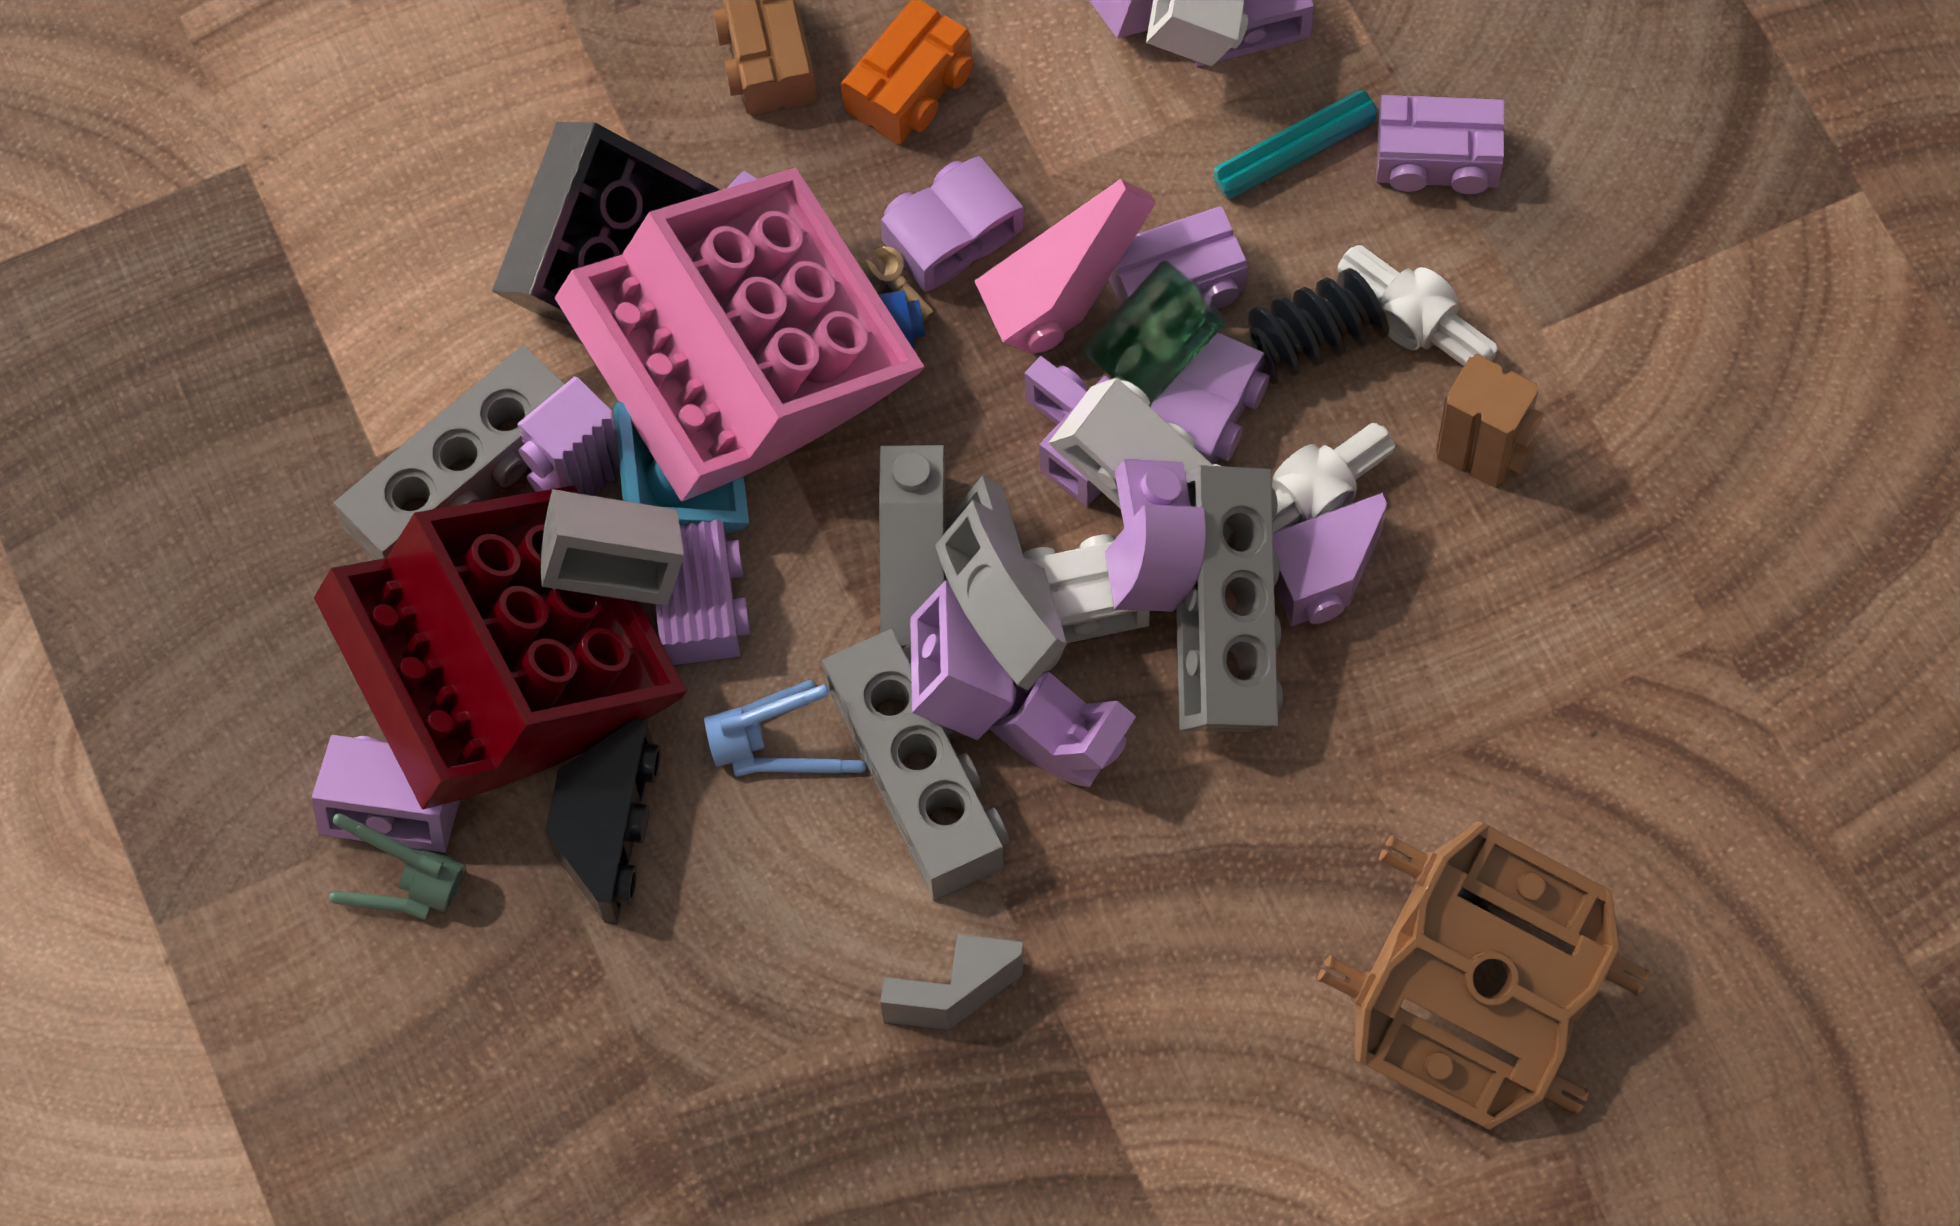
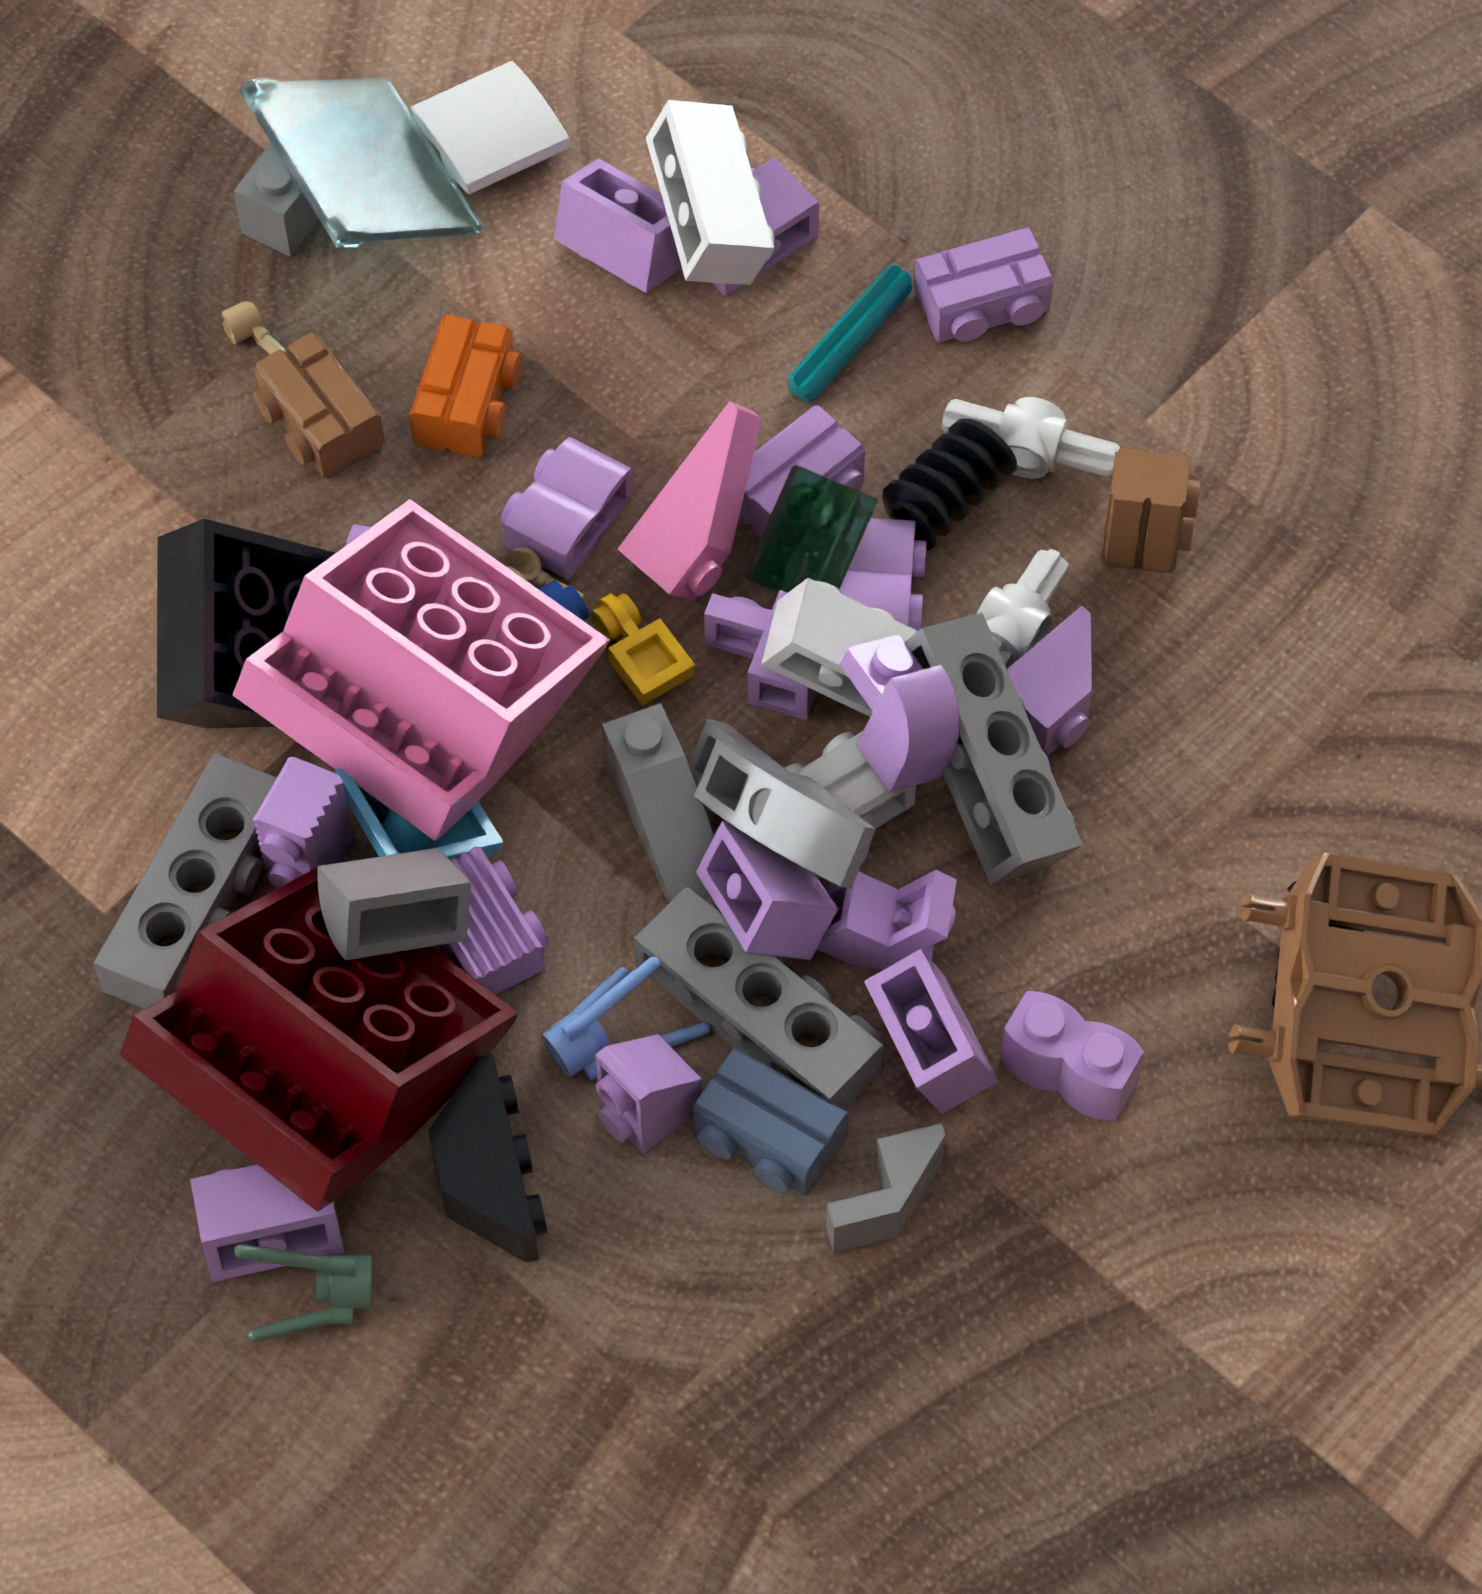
camera: 25 degrees left, 5 degrees down
(770, 805) = (644, 1090): none -> lavender slope
(872, 879) = (769, 1123): none -> sand blue brick
(960, 394) = (646, 658): none -> yellow plate
(1055, 850) = (931, 1031): none -> lavender brick
(1165, 913) = (1083, 1060): none -> lavender brick

